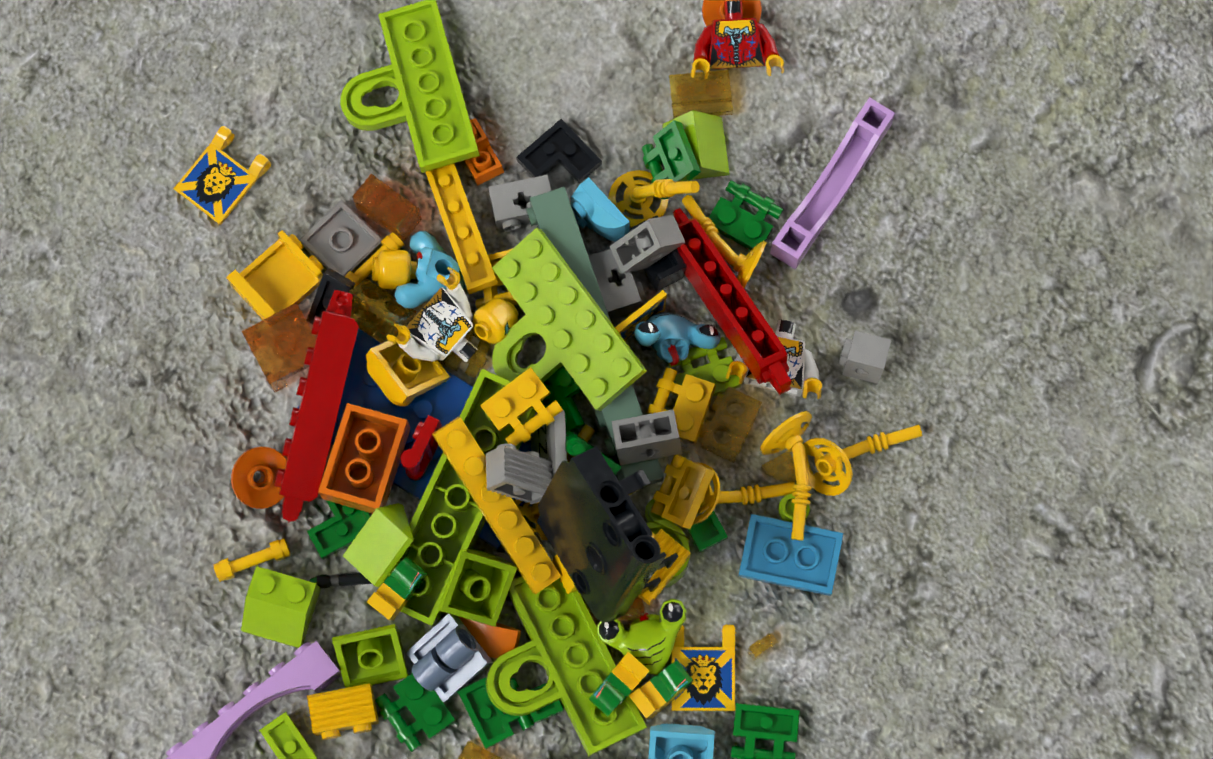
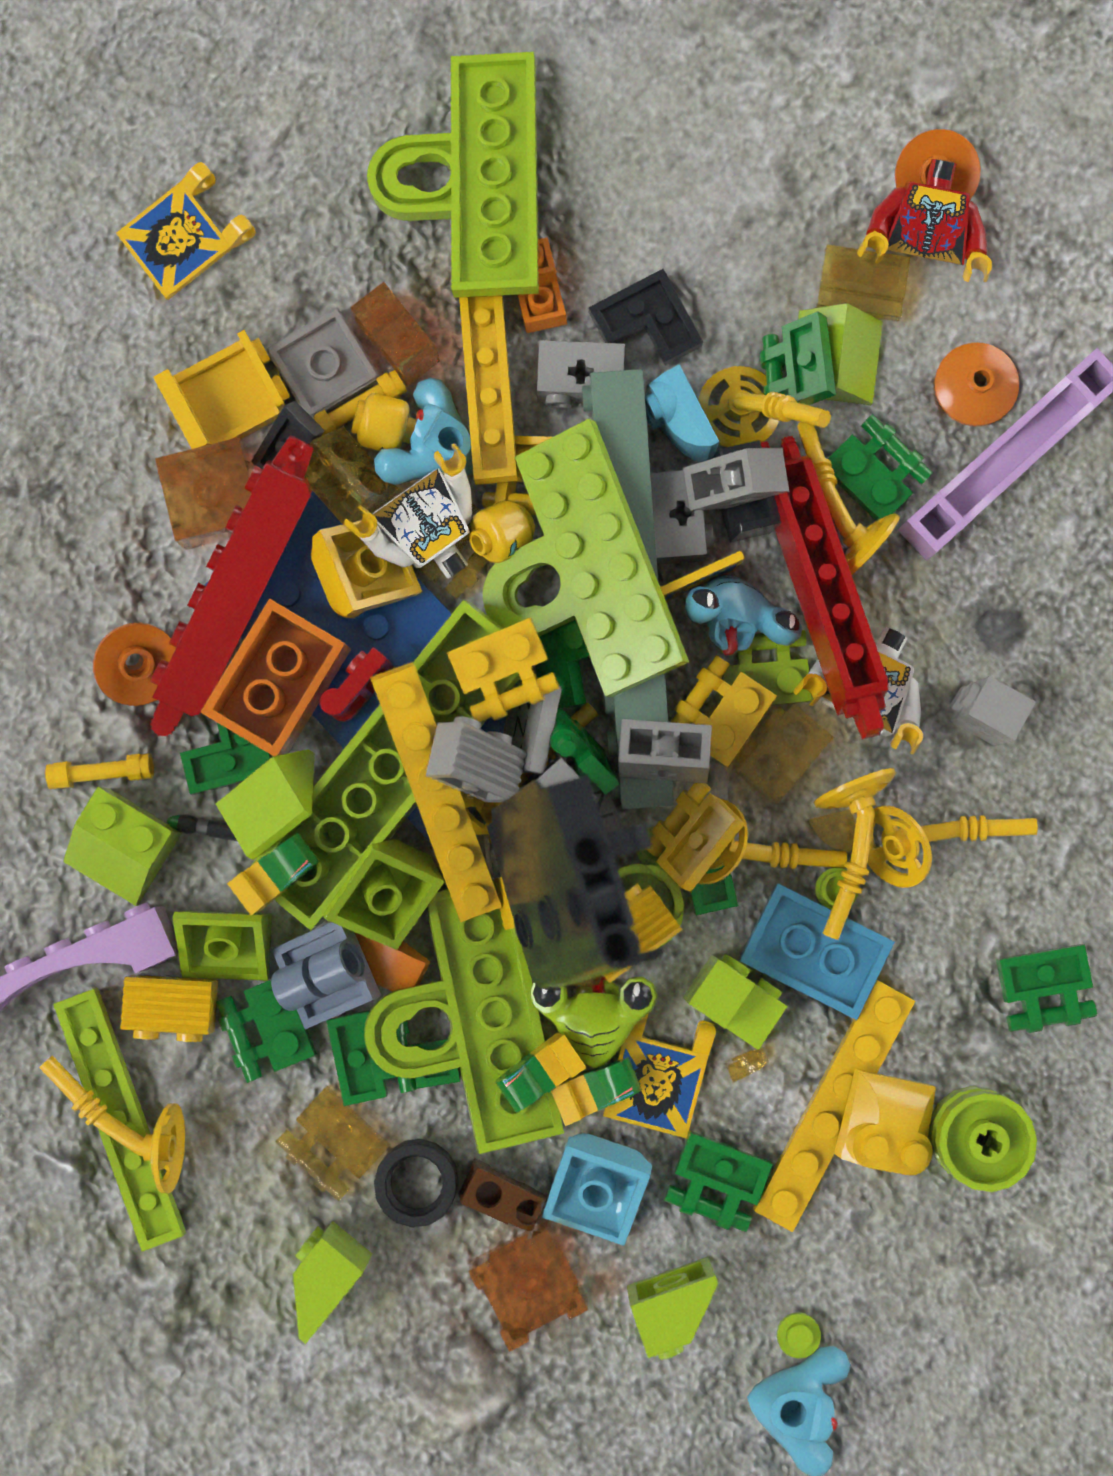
camera: 15 degrees right, 10 degrees up
(741, 602) = (735, 1001): none -> lime brick
(793, 155) = (963, 398): none -> orange dish
(832, 660) = (818, 1129): none -> yellow plate
(872, 660) = (887, 1124): none -> yellow slope
(954, 529) = (1046, 974): none -> green plate
(957, 643) = (1002, 1155): none -> lime wheel

